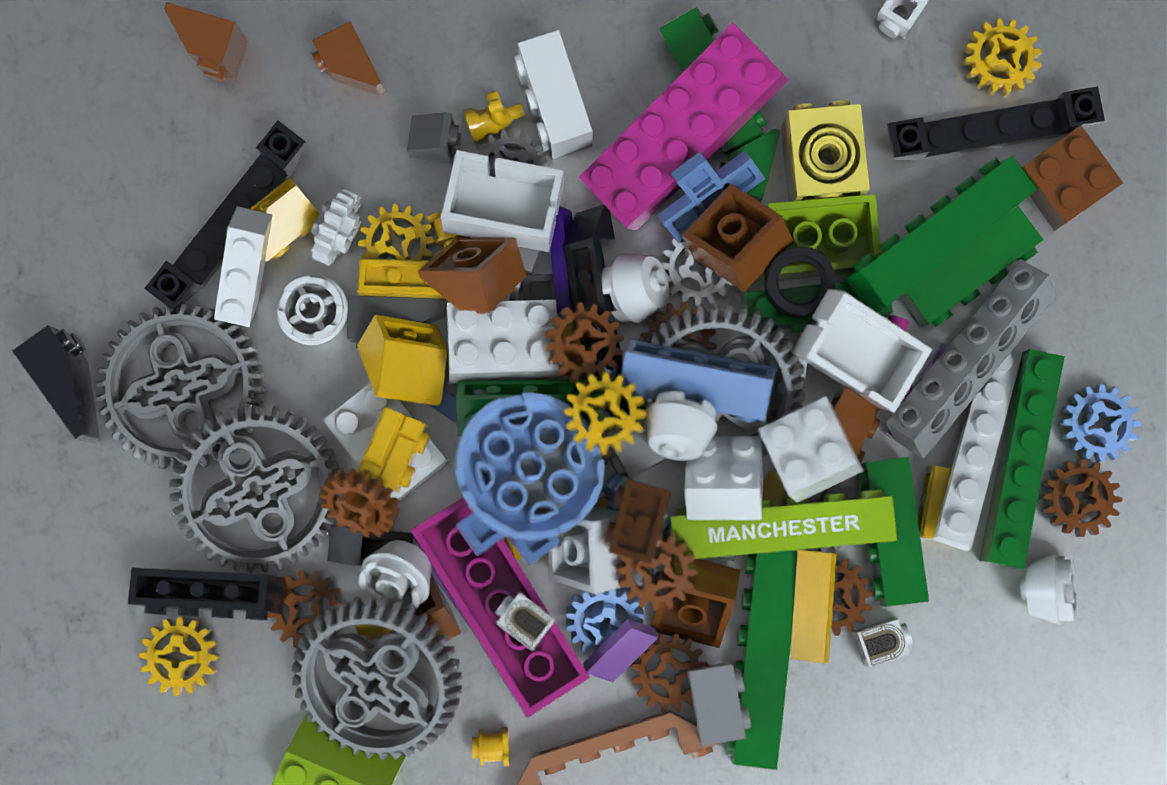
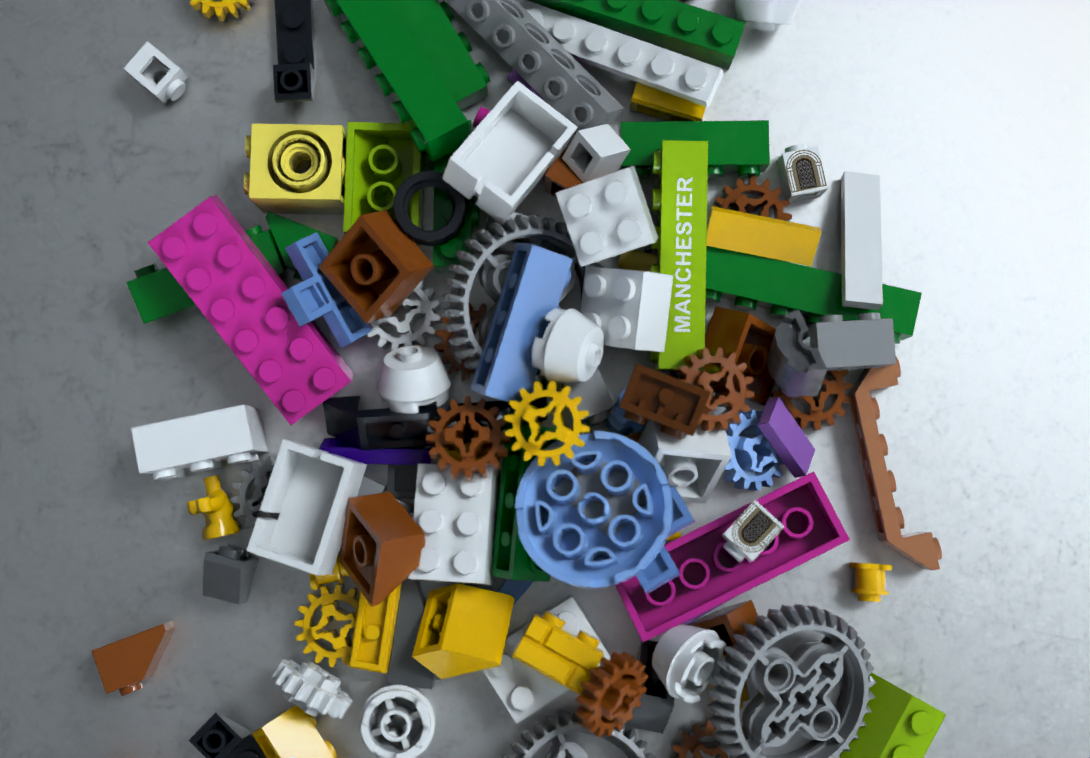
camera: 85 degrees left, 0 degrees up
(691, 645) = (792, 363): none -> flat silver cylinder
(822, 705) = (861, 241): none -> white tile
(873, 435) = (595, 152): none -> white brick

